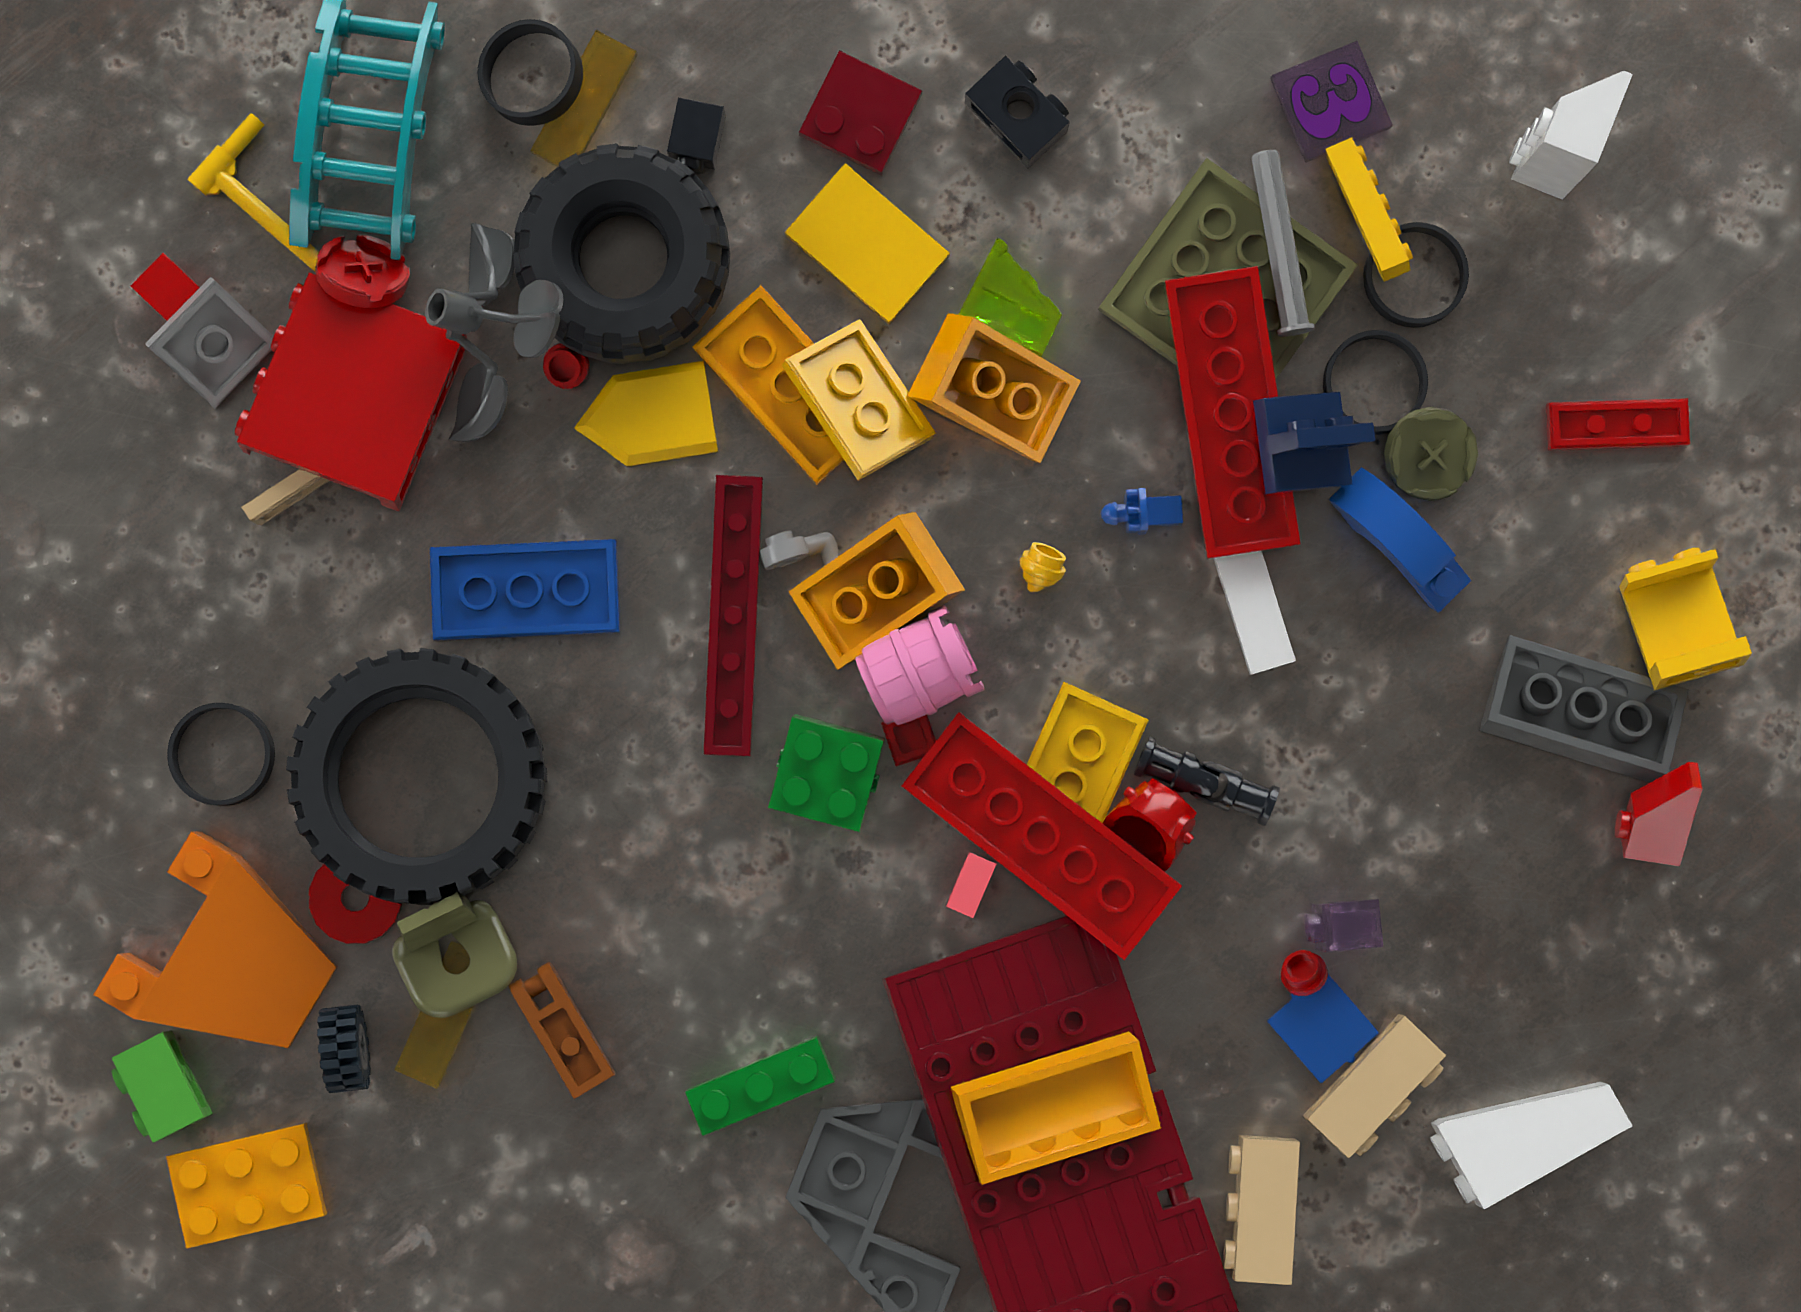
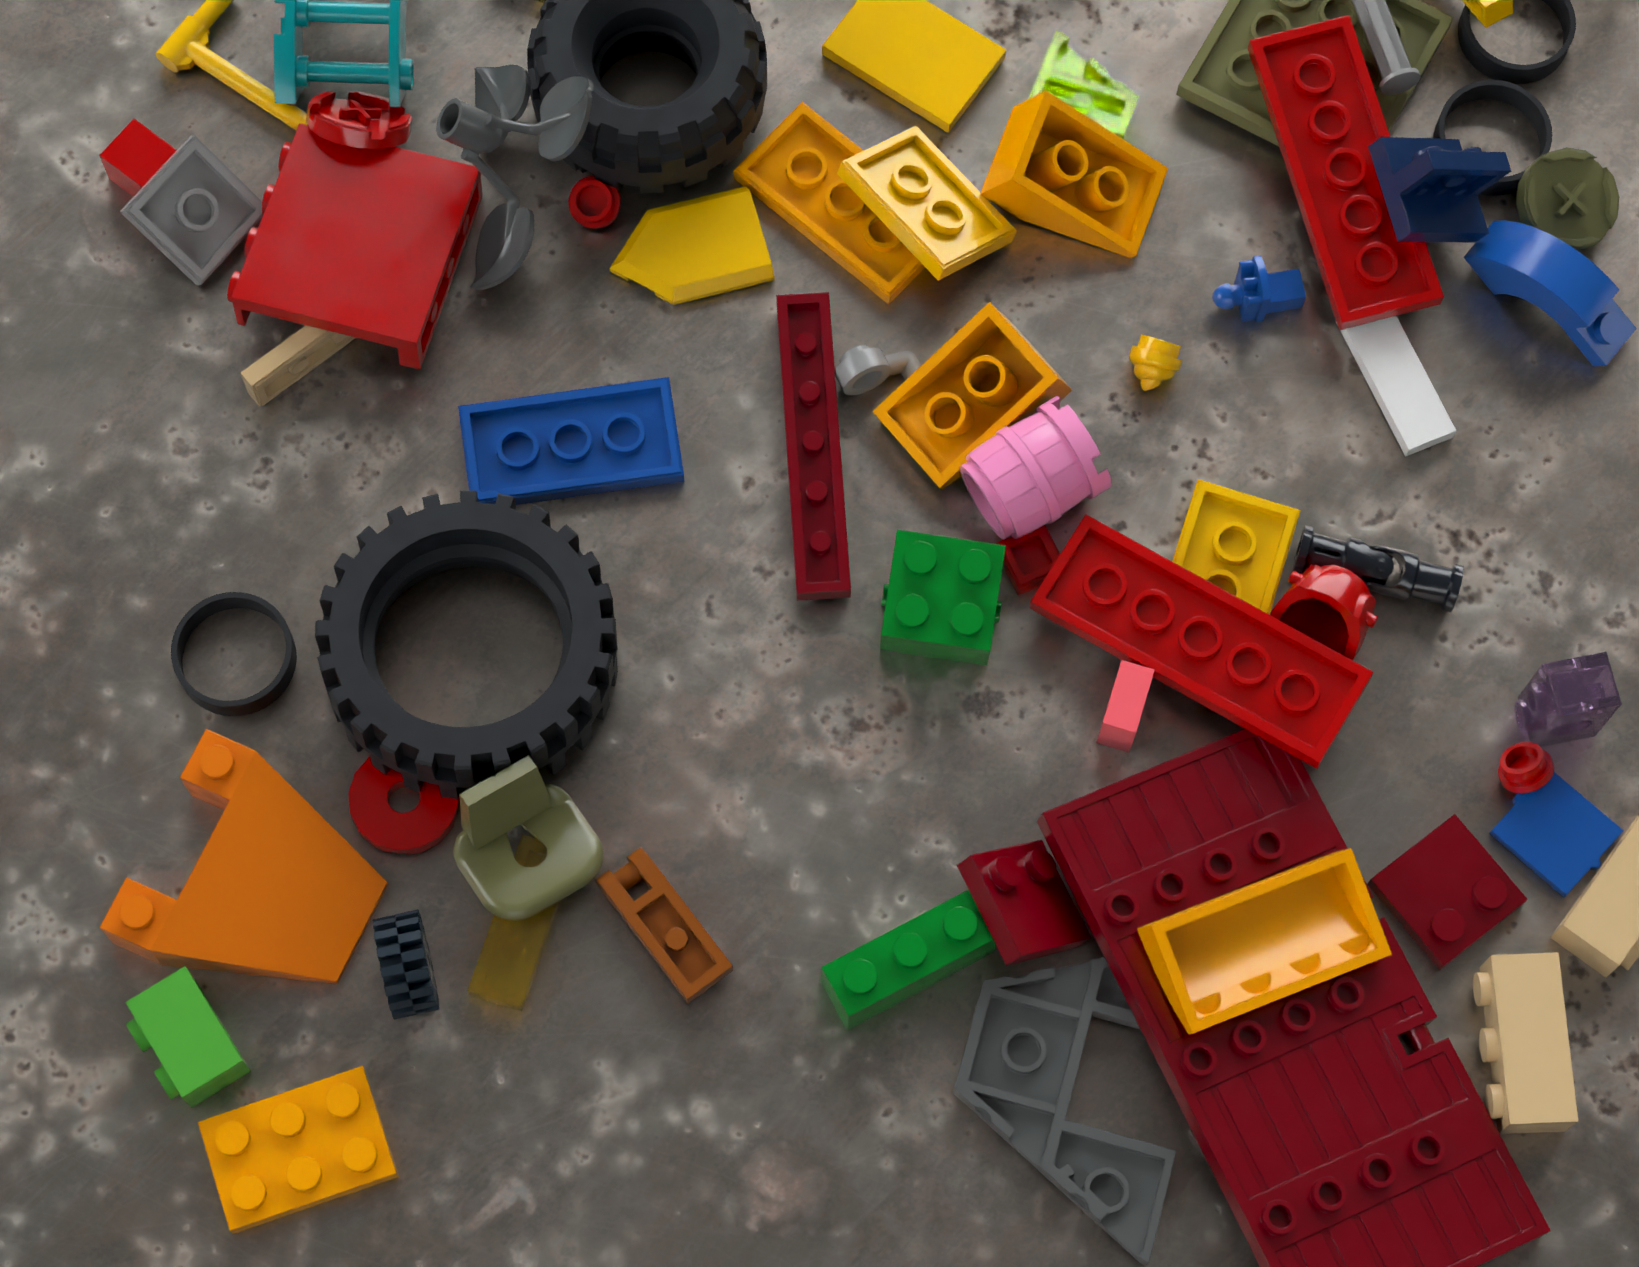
camera: 10 degrees left, 15 degrees down
(861, 1049) = (1023, 902): none -> dark red plate
(1221, 1069) = (1447, 891): none -> dark red plate

